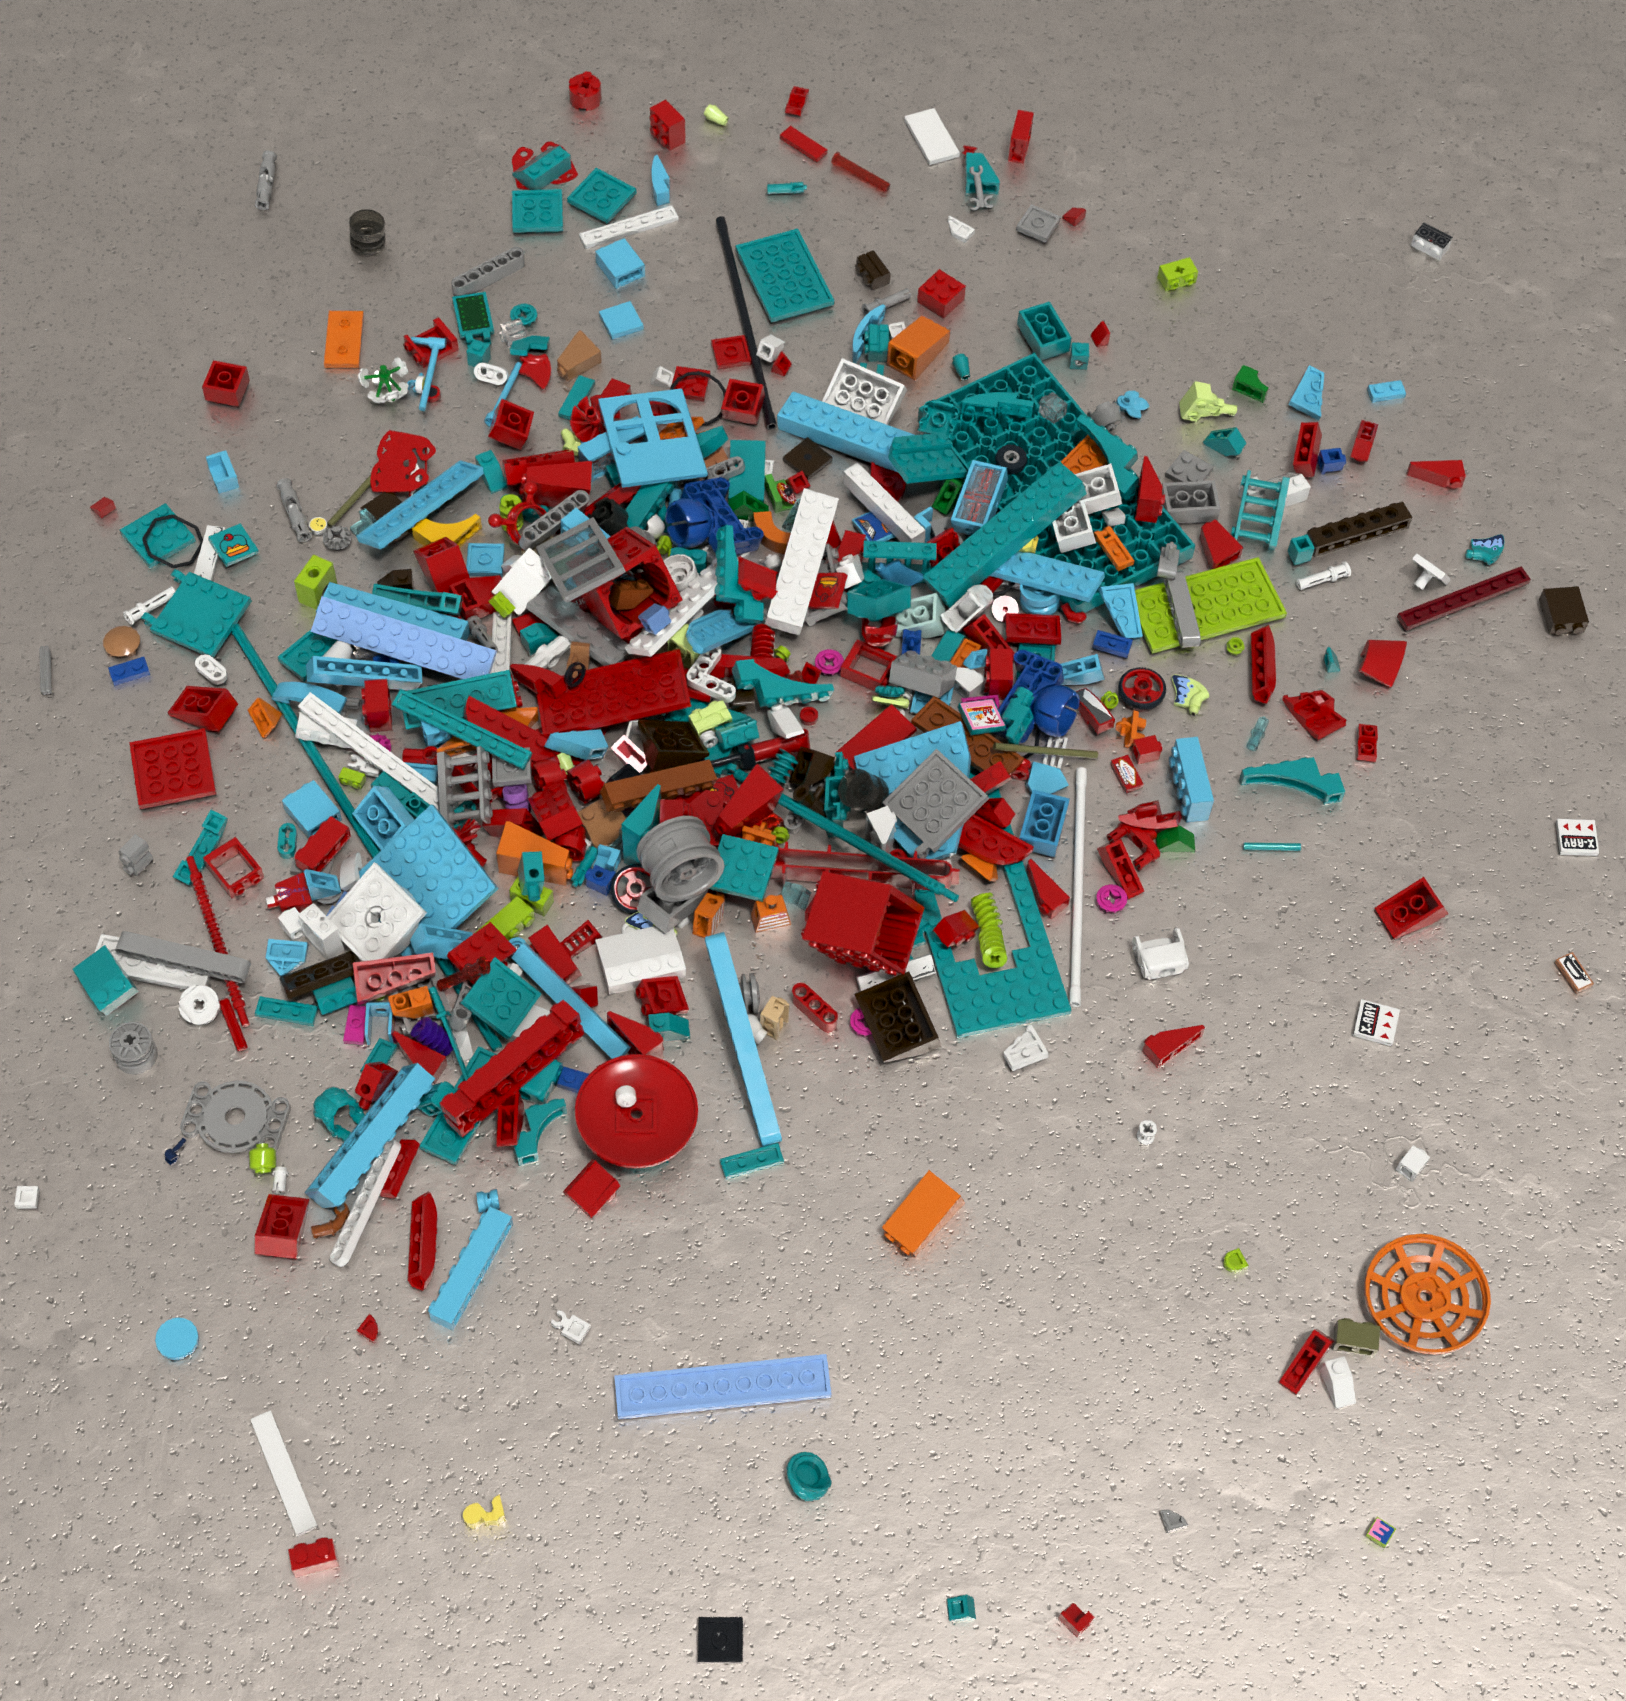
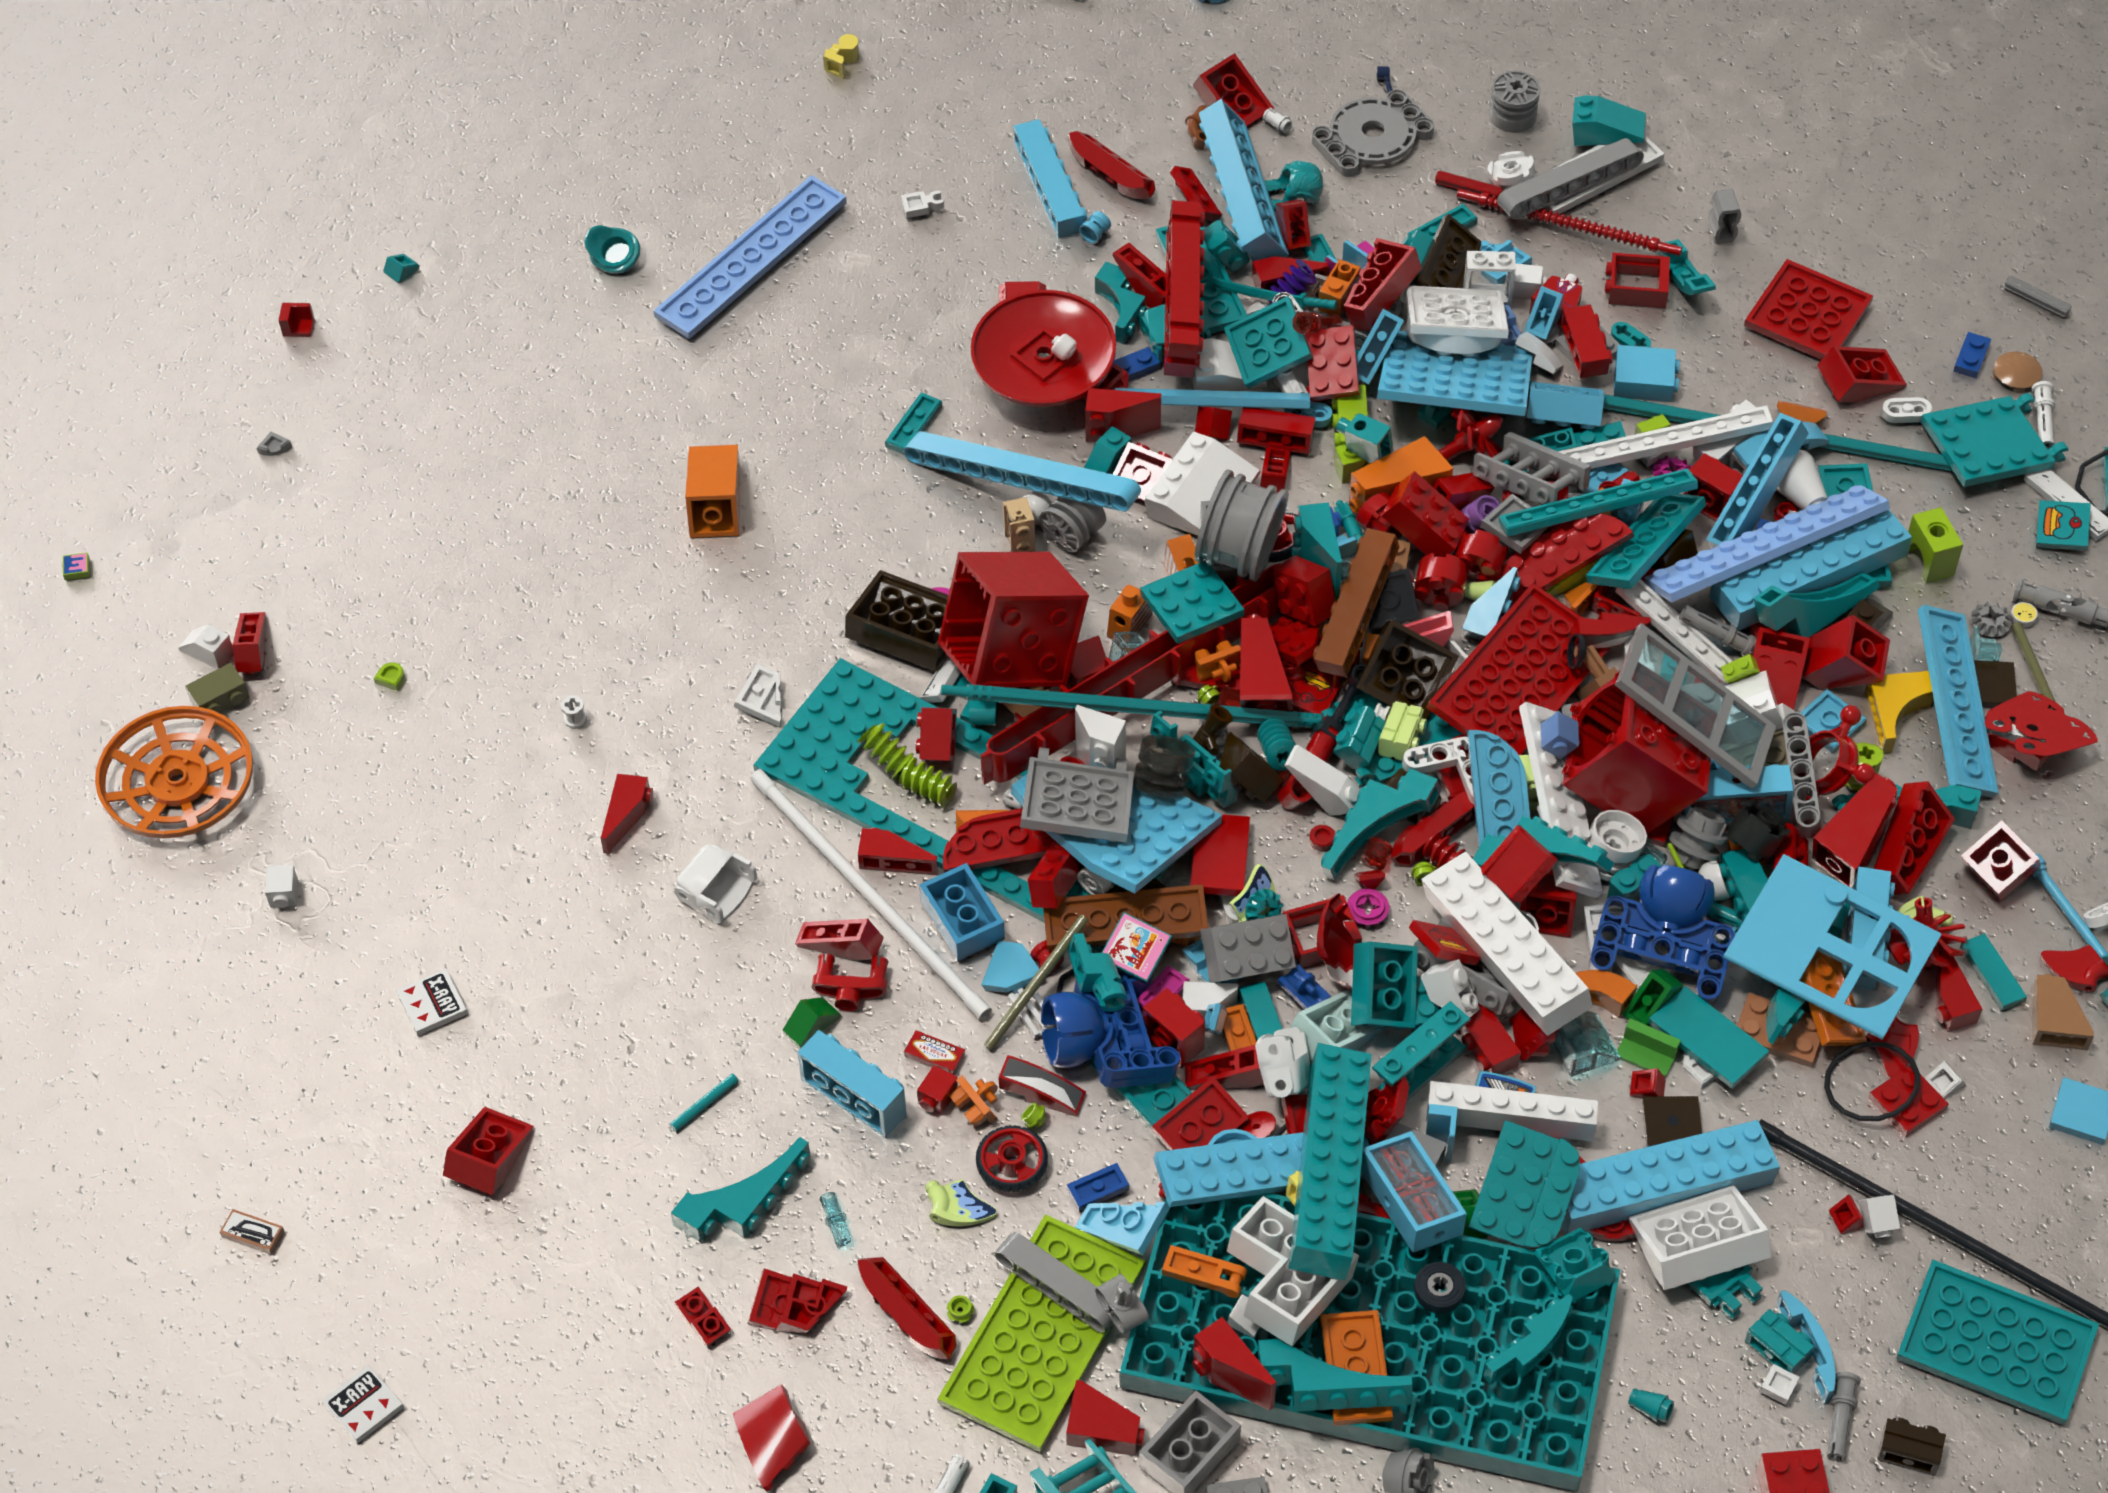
camera: 140 degrees right, 5 degrees down
(262, 1158) = (1307, 116): lime head -> none
(361, 1210) = (1189, 154): white beam -> none
(369, 1329) = (1077, 93): red tile -> none
(720, 1640) = (574, 119): black tile -> none
(722, 465) = (1733, 993): light grey beam -> none
(731, 352) = (1921, 1181): red tile -> none
(743, 401) = (1817, 1110): red brick -> none
(786, 493) = (1638, 1051): piece -> none
(917, 347) = (1729, 1375): orange slope -> none
(996, 812) = (1014, 868): red slope -> none
(1052, 407) = (1468, 1398): clear brick -> none
(1083, 671) = (1095, 1114): medium azure slope -> none
(1117, 893) = (818, 896): dark pink gear -> none
(1150, 816) = (856, 1010): red slope -> none
(1331, 661) = (831, 1387): teal slope -> none

